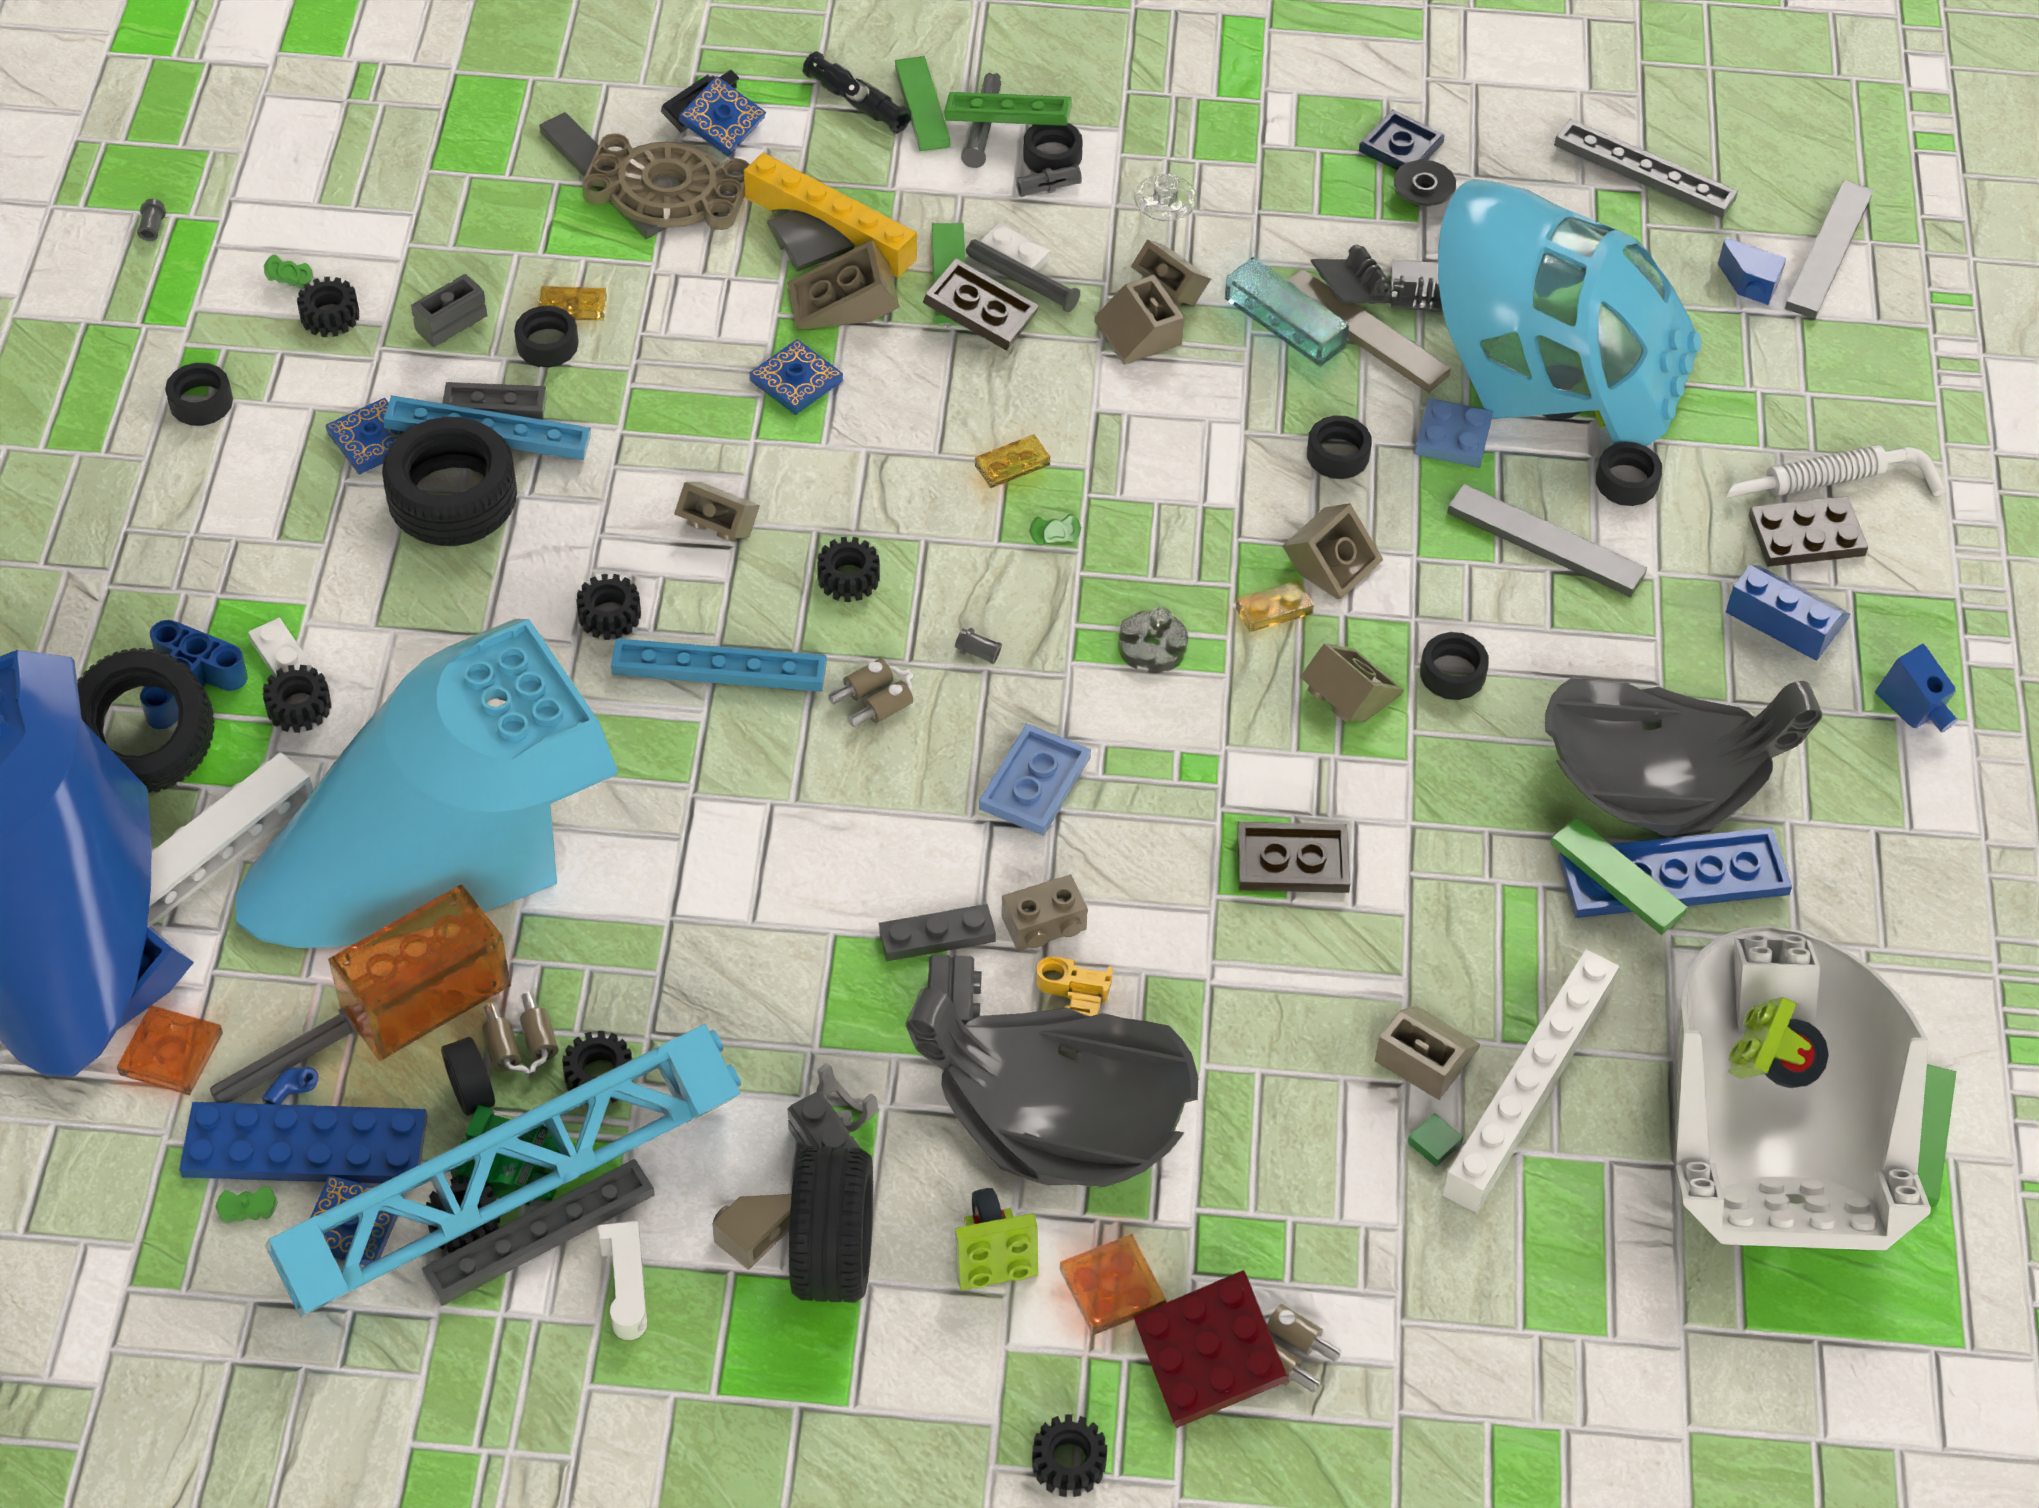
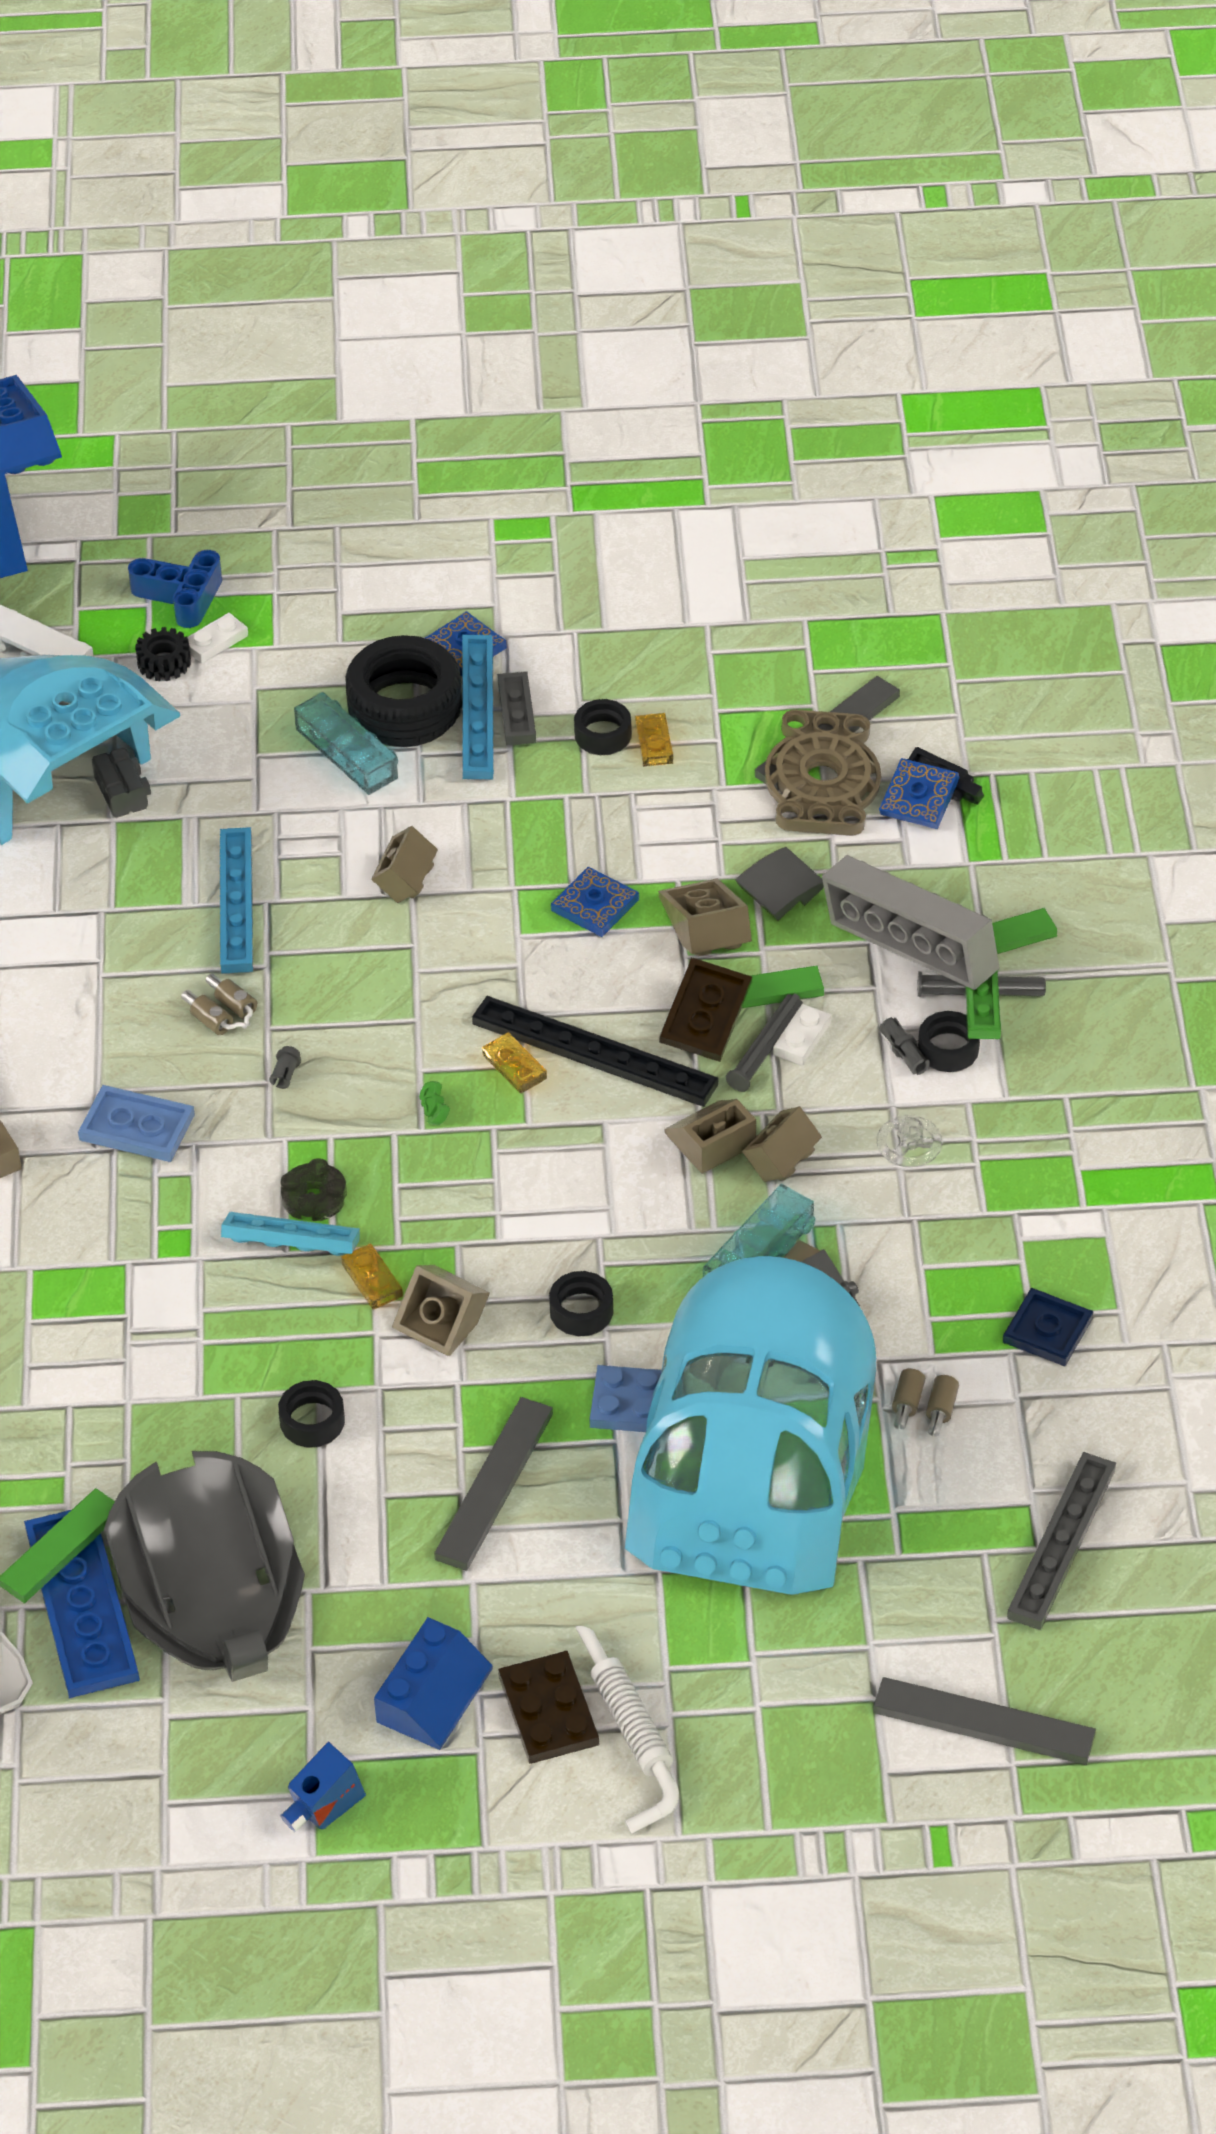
camera: 85 degrees right, 5 degrees down
(152, 214) = (687, 459): dark grey pin -> none
(152, 668) = (120, 576): black tyre -> none
(200, 412) = (486, 516): black tyre -> none
(287, 272) = (641, 552): bright green piece -> none
(328, 319) = (606, 597): black tyre -> none
(449, 310) = (609, 654): dark grey brick -> none
(504, 546) = (346, 743): none -> clear light blue brick
(608, 621) = (291, 832): black tyre -> none
(783, 187) = (778, 922): yellow arch -> none
(841, 83) = (994, 875): black piece -> none
(848, 554) = (357, 954): black tyre -> none
(924, 128) = (911, 922): none -> light grey brick
(1000, 405) = (596, 1051): none -> black tile
(1215, 660) = (287, 1232): none -> medium azure plate
(1293, 857) = (68, 1311): plate -> none
(1349, 683) = (278, 1335): dark tan slope -> none
(1425, 182) = (979, 1333): dark grey dish -> none
(1630, 455) = (592, 1520): black tyre -> none
(1751, 270) = (916, 1641): slope -> none

